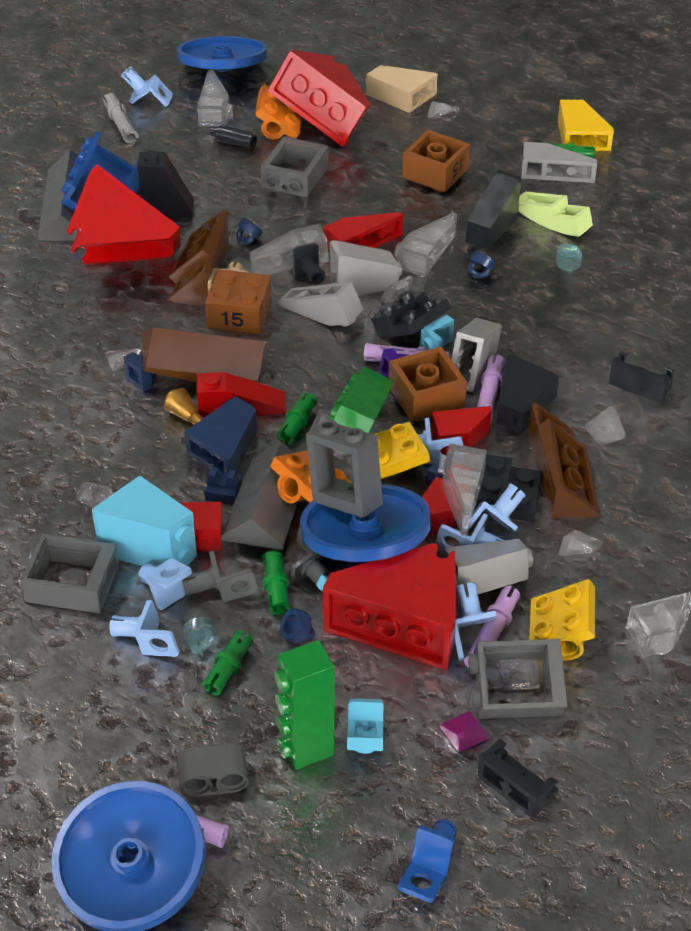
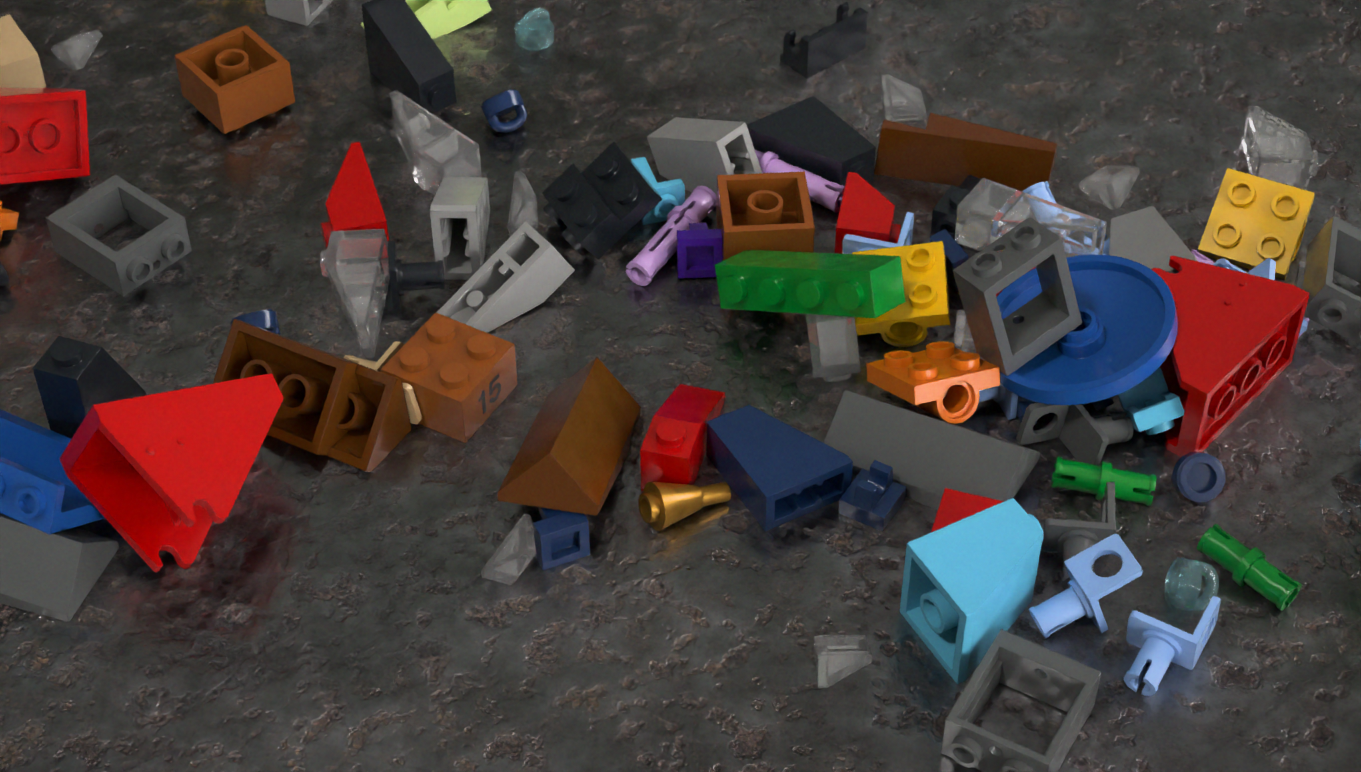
camera: 70 degrees left, 0 degrees up
(296, 418) = (758, 380): green pin -> none

